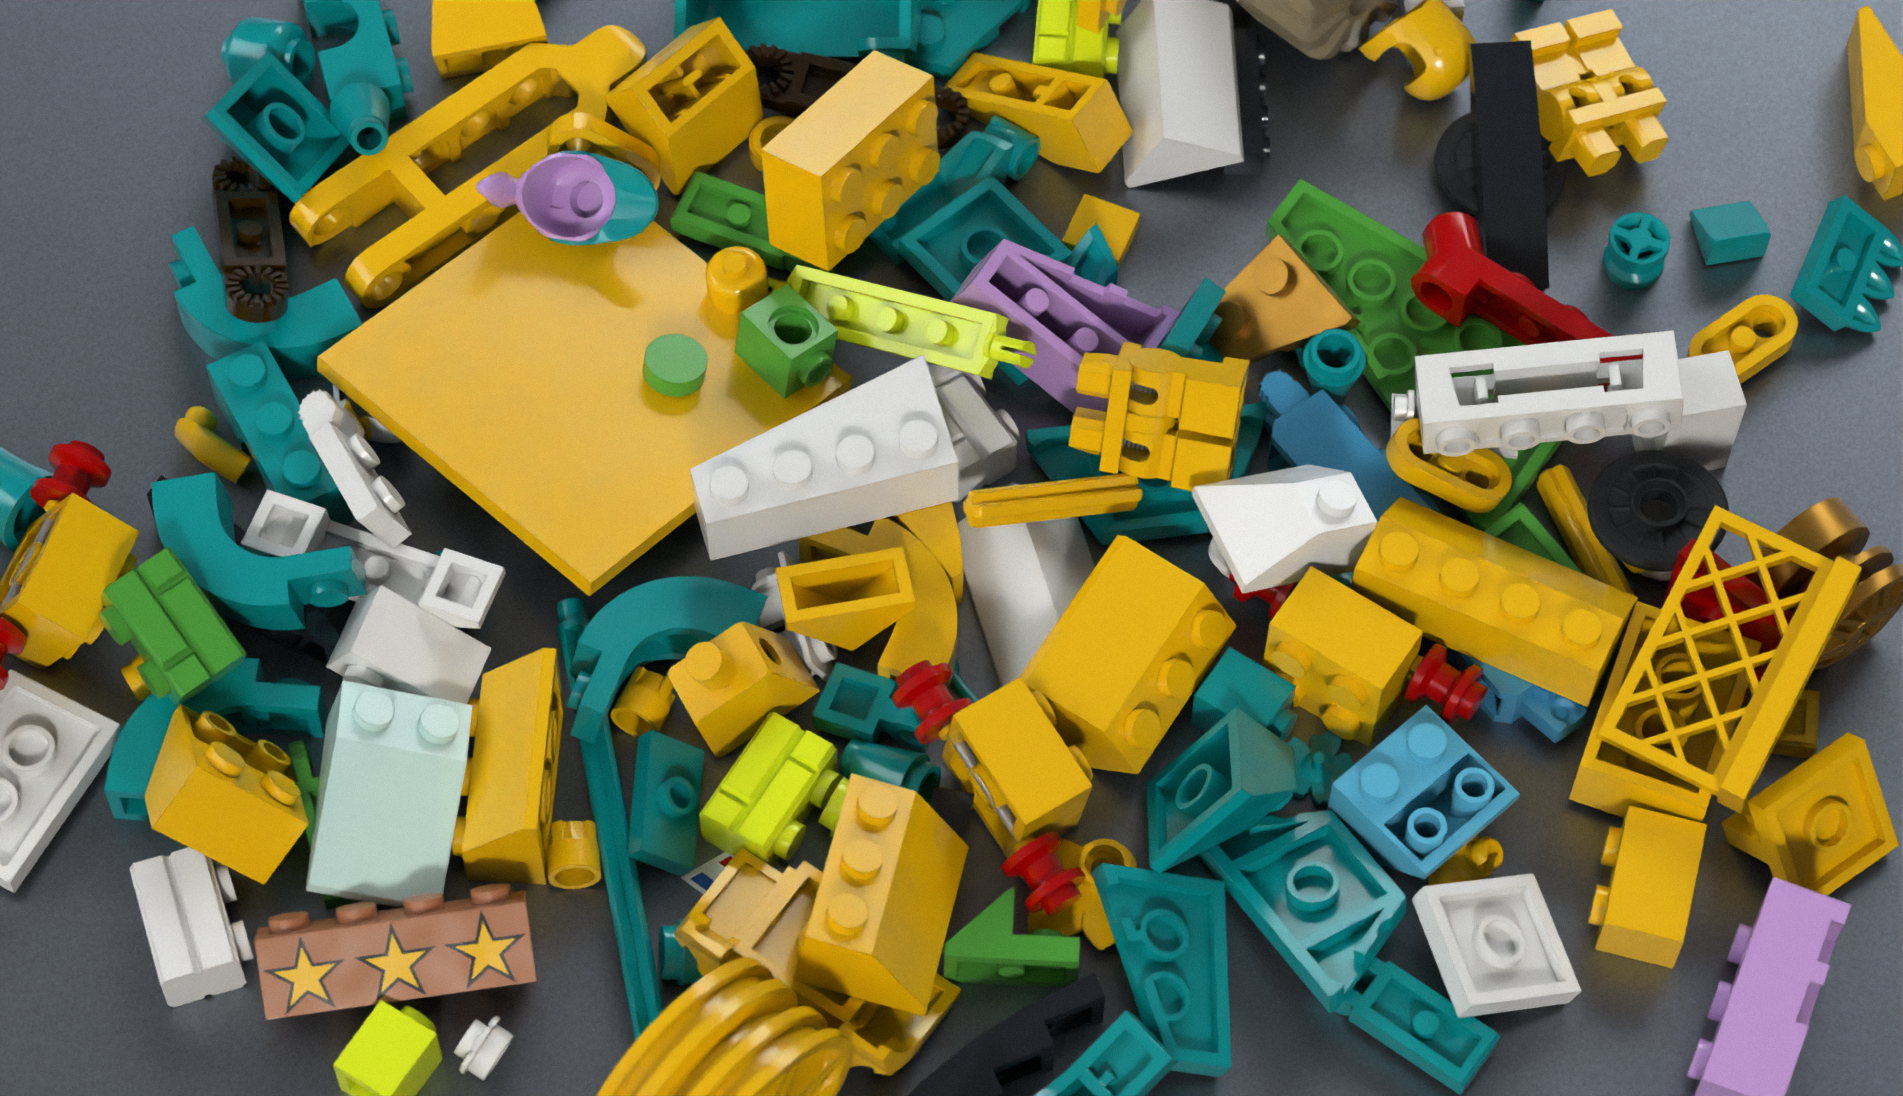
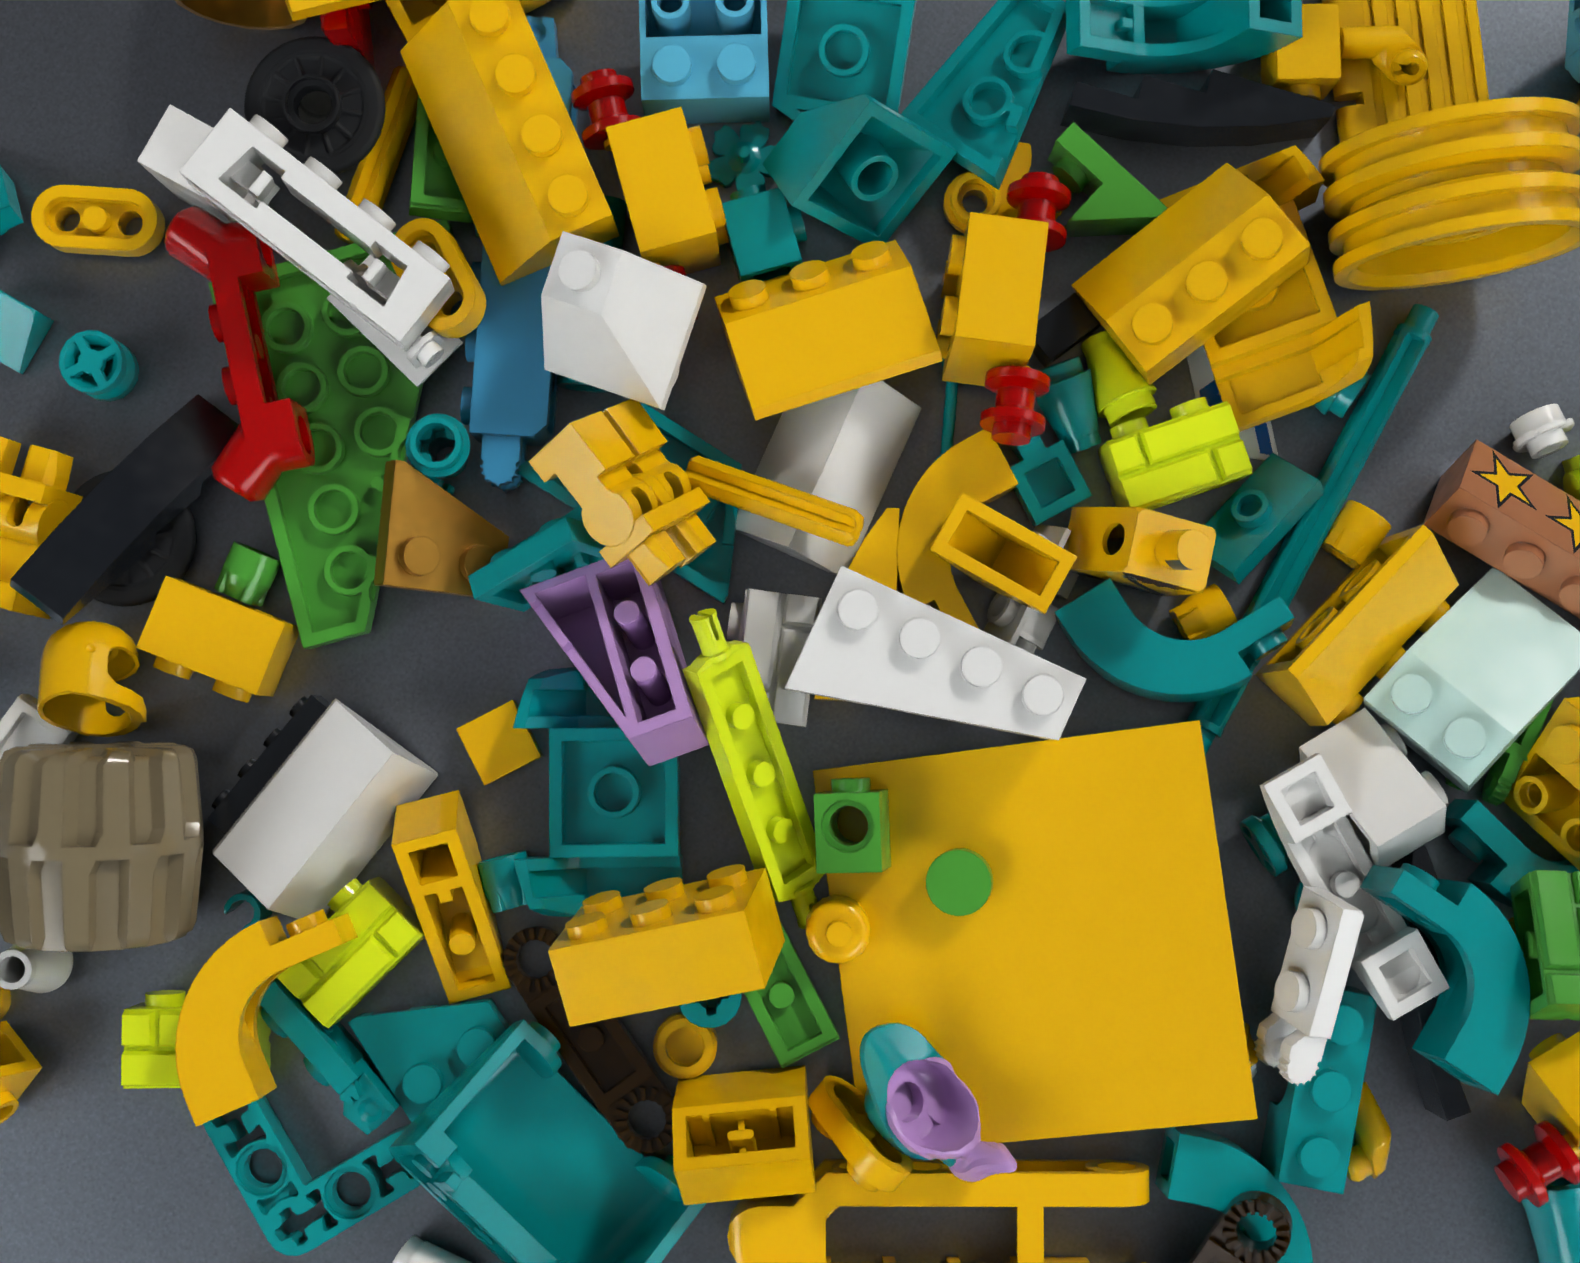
camera: 140 degrees left, 25 degrees up
(1367, 143) = (217, 638): none -> yellow brick
(1391, 199) = (247, 574): none -> bright green hose

